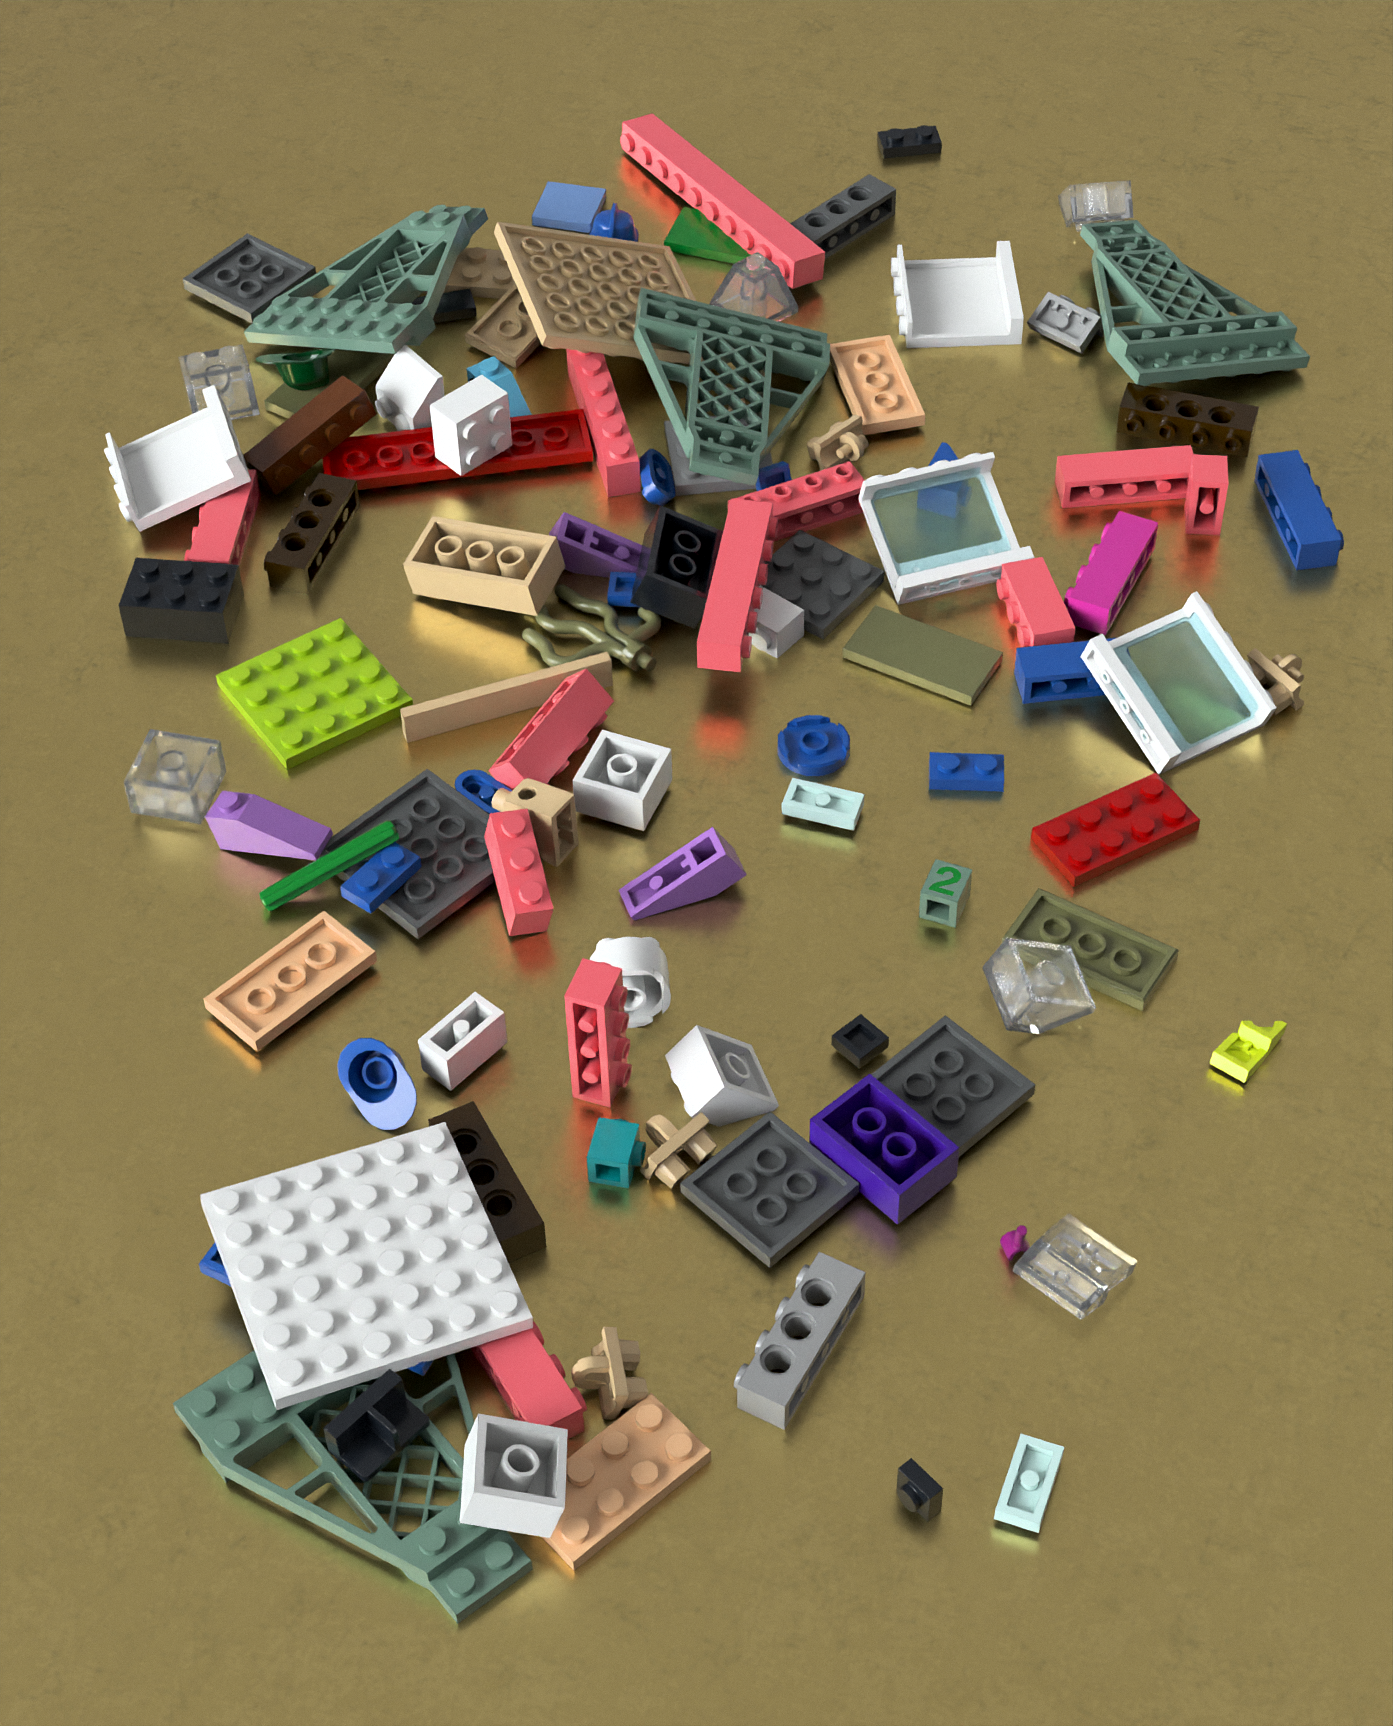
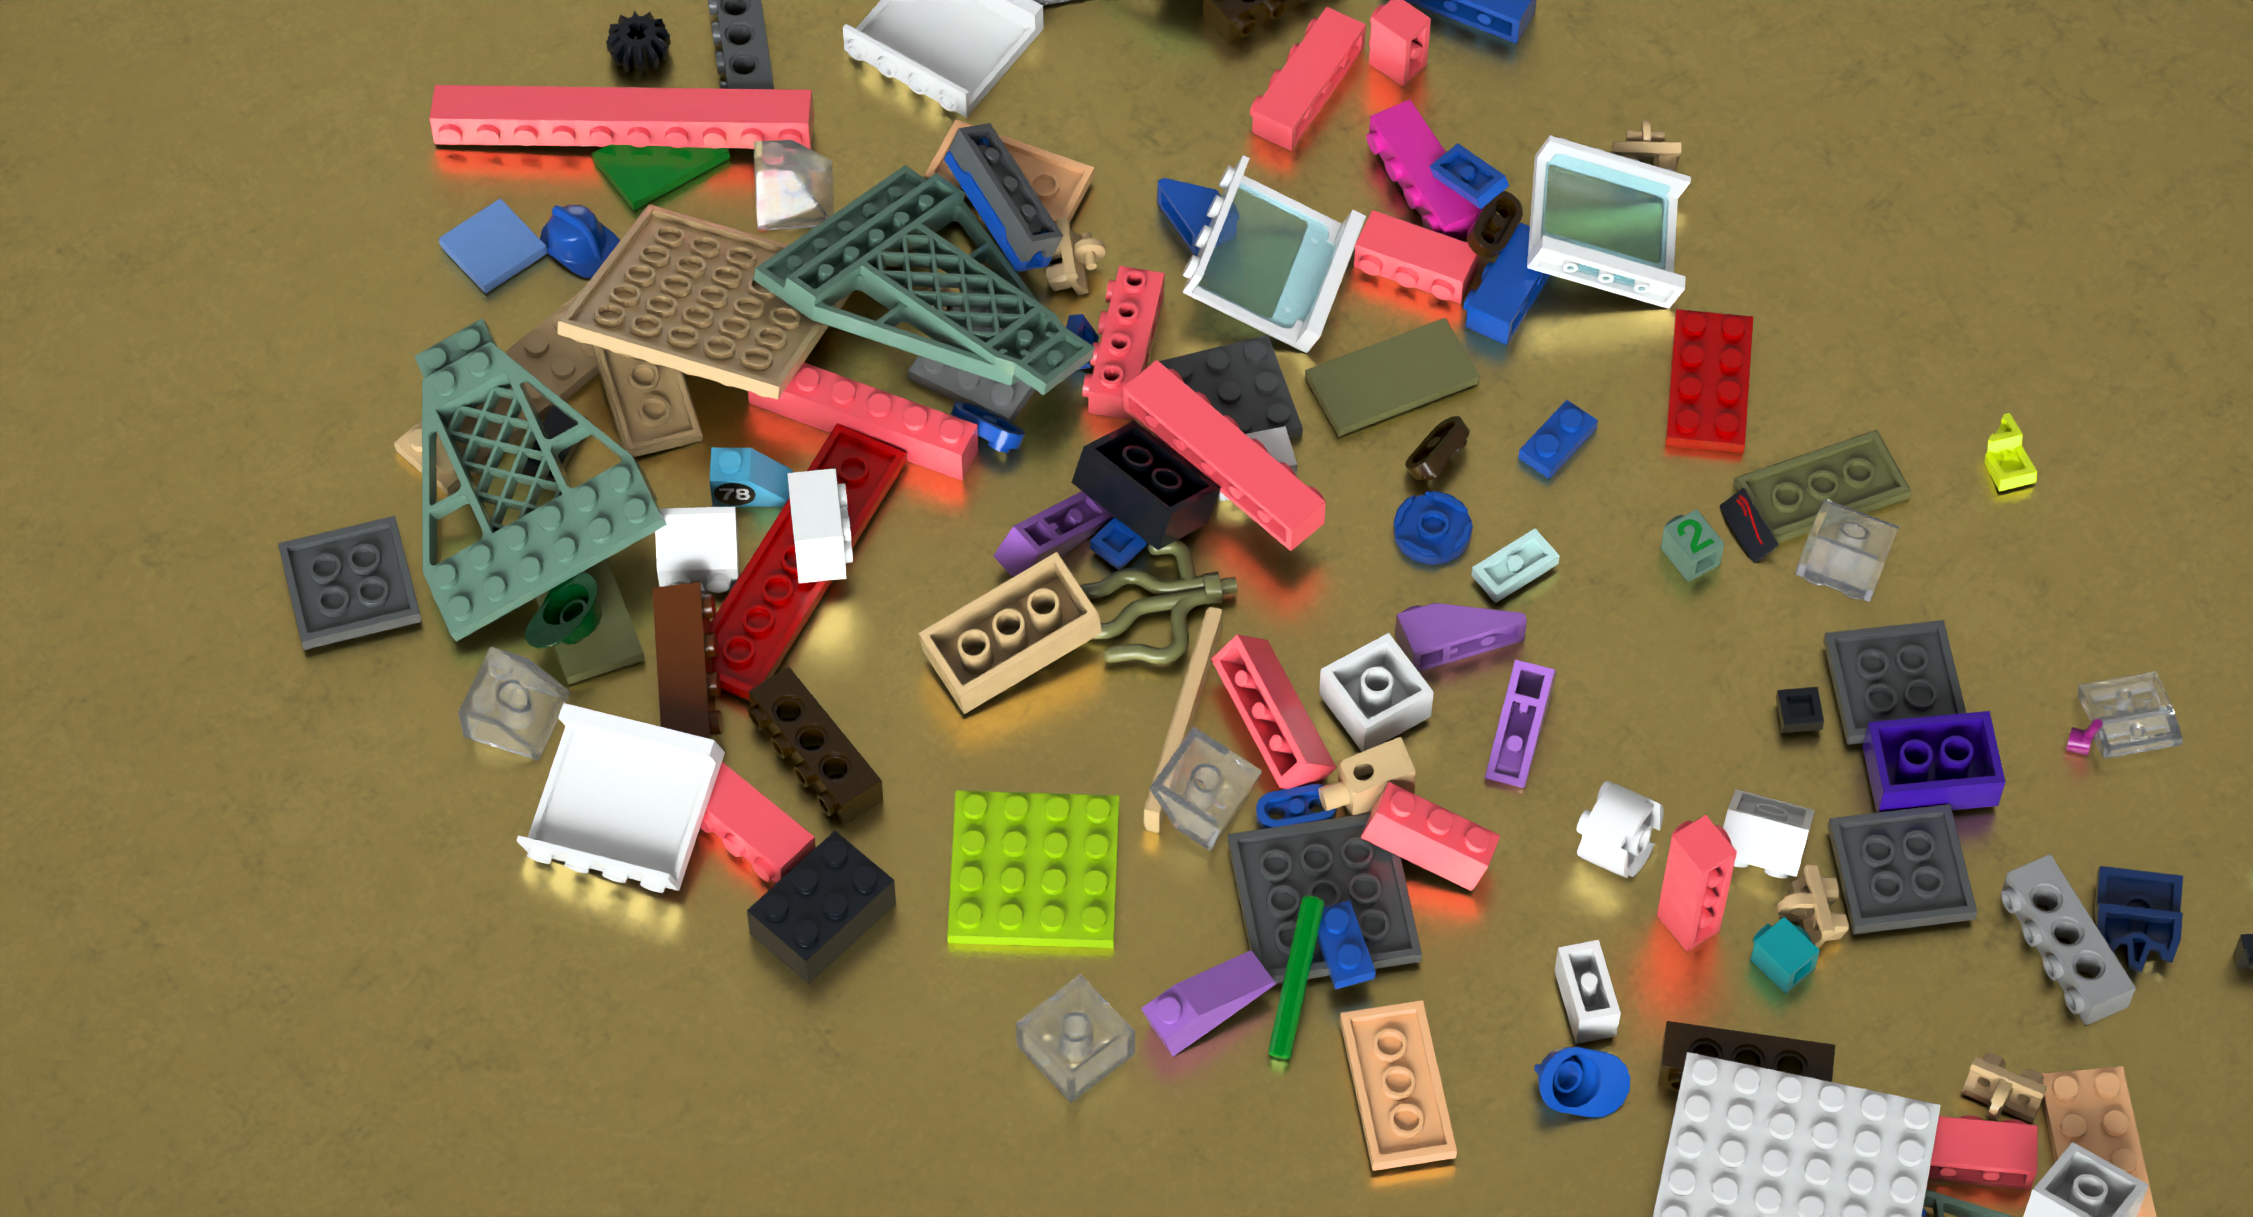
camera: 55 degrees left, 10 degrees up
(447, 729) = (1204, 787): none -> clear slope
(720, 796) = (1448, 633): none -> medium lavender slope
(789, 179) = (638, 42): none -> black gear
(836, 374) = (1003, 197): none -> dark grey piece
(866, 708) = (1437, 448): none -> dark brown plate
(874, 1378) = (2139, 912): none -> dark blue plate
(1002, 921) = (1748, 526): none -> black sticker
(1096, 619) = (1492, 231): none -> dark brown plate
(1116, 576) = (1469, 176): none -> blue plate

